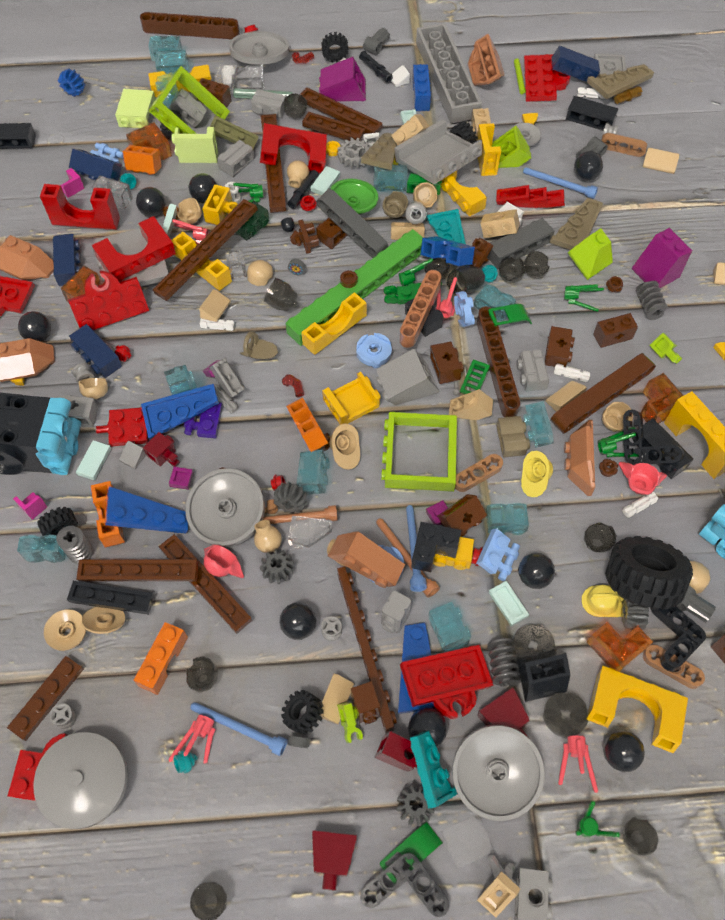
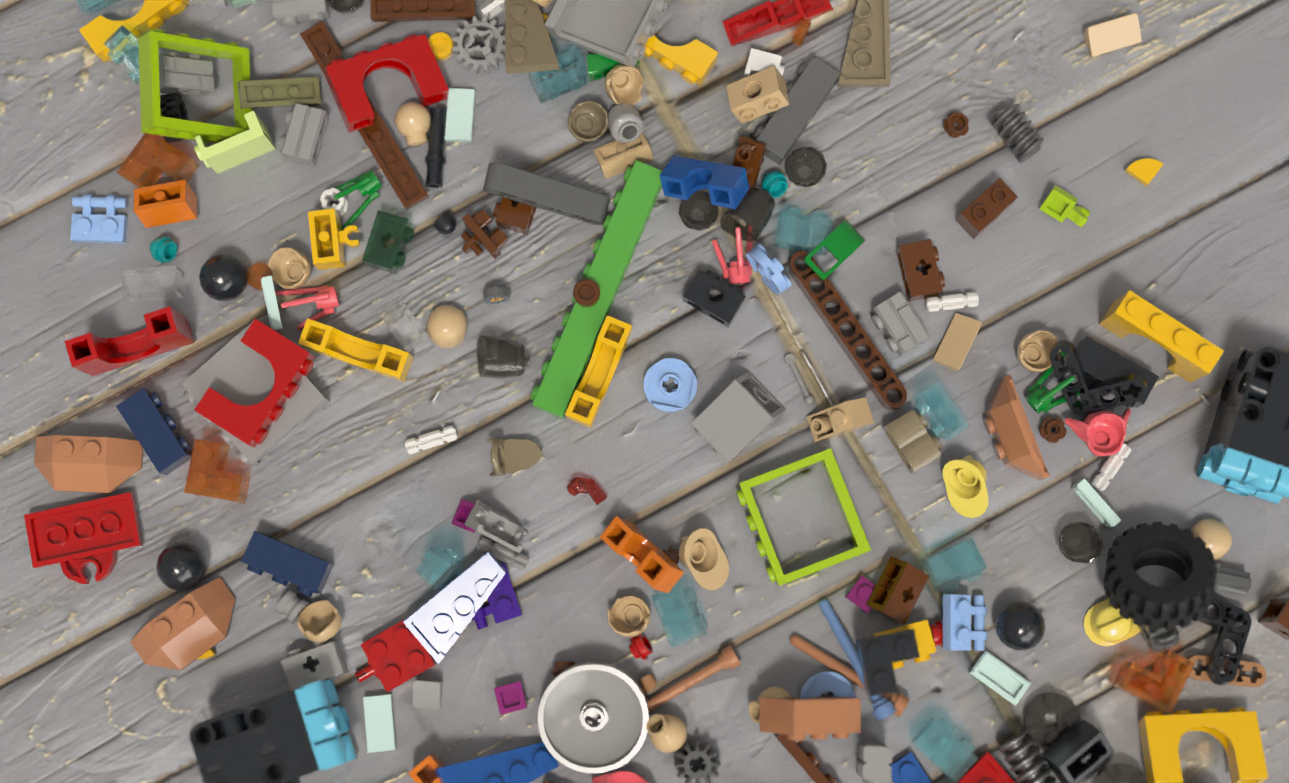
camera: 20 degrees left, 20 degrees up
(74, 184) = (80, 293): dark pink panel -> none
(94, 165) = (99, 247): dark blue brick -> none
(108, 302) = (264, 484): red plate -> none
(123, 352) = (326, 546): red plate -> none
(134, 108) = (94, 104): yellowish green panel -> none
(161, 449) = (462, 670): dark red brick -> none
(201, 186) = (287, 217): black piece -> none
(204, 250) = (356, 332): reddish brown plate -> none
(214, 306) = (415, 416): tan slope -> none
(218, 90) = (203, 21): reddish brown brick -> none
(280, 461) = (629, 616): none -> tan hair
(290, 497) = (669, 666): dark grey gear -> none
(308, 203) = (450, 165): red plate -> none
(352, 399) = (676, 478): yellow panel -> none
(357, 194) = (521, 121): bright green dish -> none
(400, 294) = (677, 268): green hinge -> none
(407, 277) = (662, 242): green plant -> none
(420, 308) = (716, 290): nougat beam -> none
(446, 362) = (780, 379): reddish brown brick -> none
(447, 225) = (684, 128): teal wing -> none
(478, 366) = (826, 347): green slope -> none
(482, 465) = (907, 500): medium nougat beam -> none
(536, 264) = (836, 142): clear smoke hair -> none
(540, 209) = (801, 32): none -> clear orange tile
(572, 293) = (904, 165): green plant -> none
(592, 254) = (907, 89): lime slope -> none
(602, 393) = (1006, 317): reddish brown beam -> none
(620, 519) = (1095, 503): none -> light aqua tile
(661, 396) = (1094, 300): clear orange brick -> none
(663, 259) = (1010, 63): magenta slope -> none

